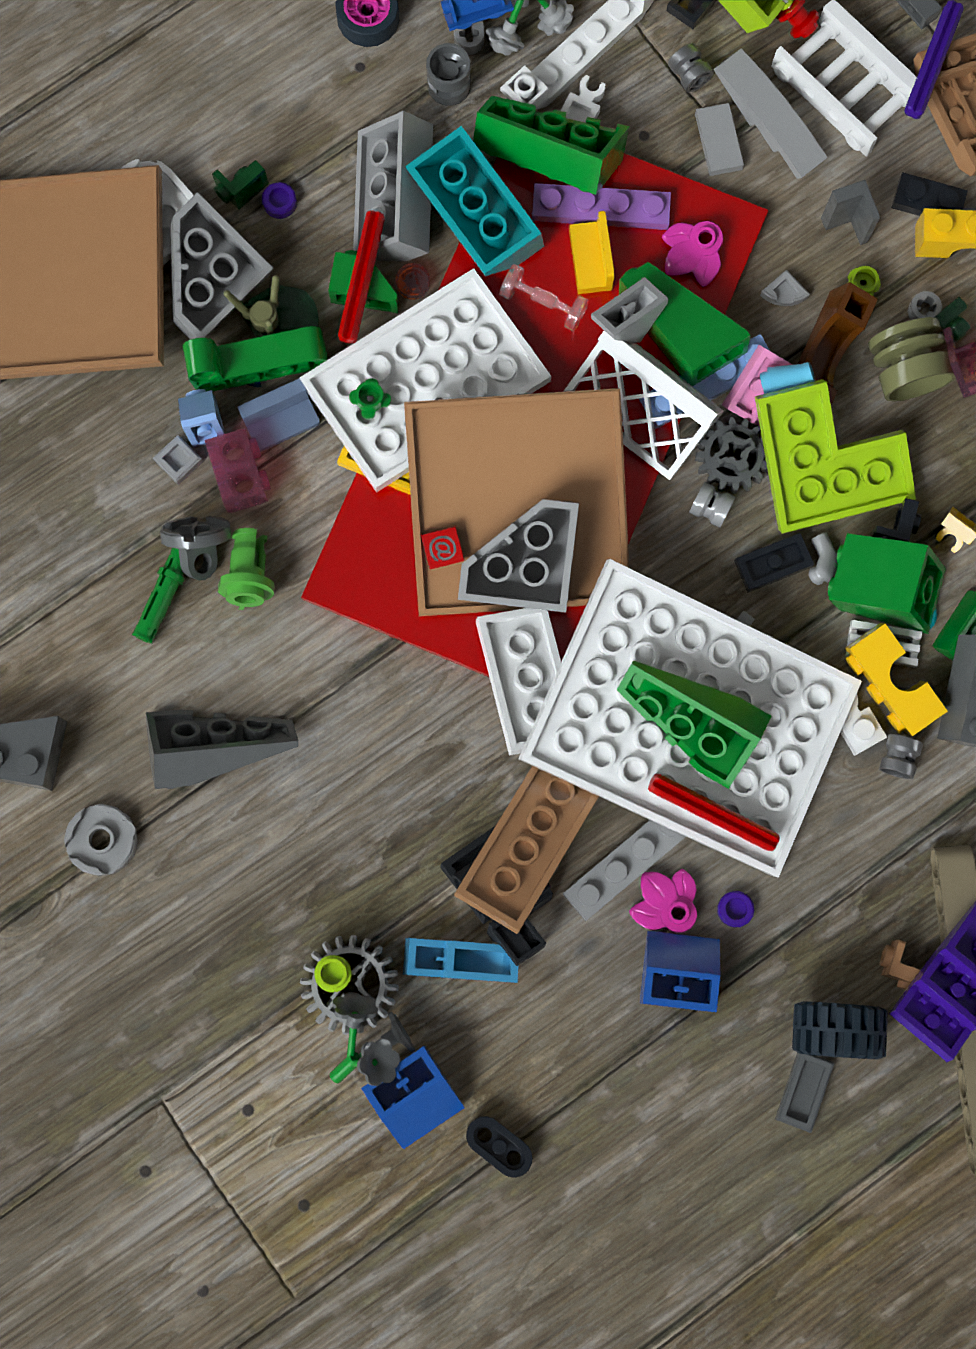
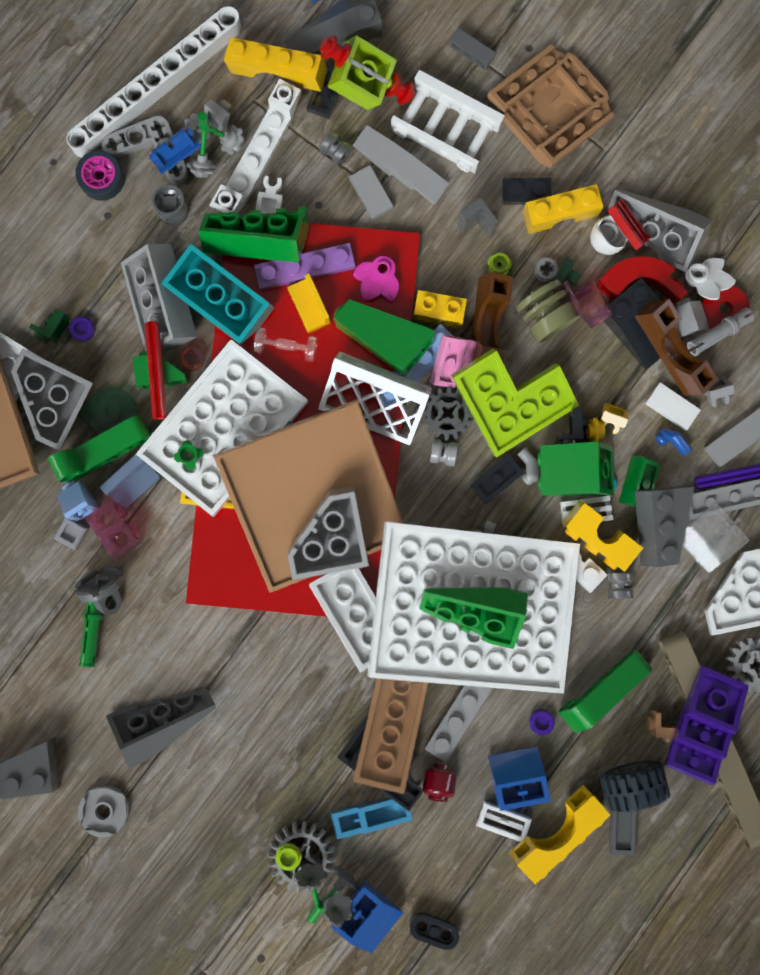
camera: 20 degrees left, 5 degrees up
(246, 579) = (143, 598): bright green piece -> none
(262, 313) = (95, 416): olive plant -> none
(442, 547) = (270, 543): red tile -> none
(569, 945) = (439, 783): none -> dark red head
(616, 1009) = (484, 814): none -> white tile
(631, 312) = (348, 341): light grey slope -> none
(662, 898) = (490, 732): dark pink plate -> none
(713, 812) = (508, 667): red axle -> none
(755, 1052) = (540, 856): none -> yellow arch
(765, 314) = (439, 309): none -> yellow brick
(785, 291) = (448, 285): light grey tile -> none
(786, 376) = (467, 353): medium azure cone -> none
(836, 892) = (607, 692): none -> green beam
(929, 535) = (595, 430): none -> yellow plate
(934, 59) = (501, 94): dark purple axle -> none

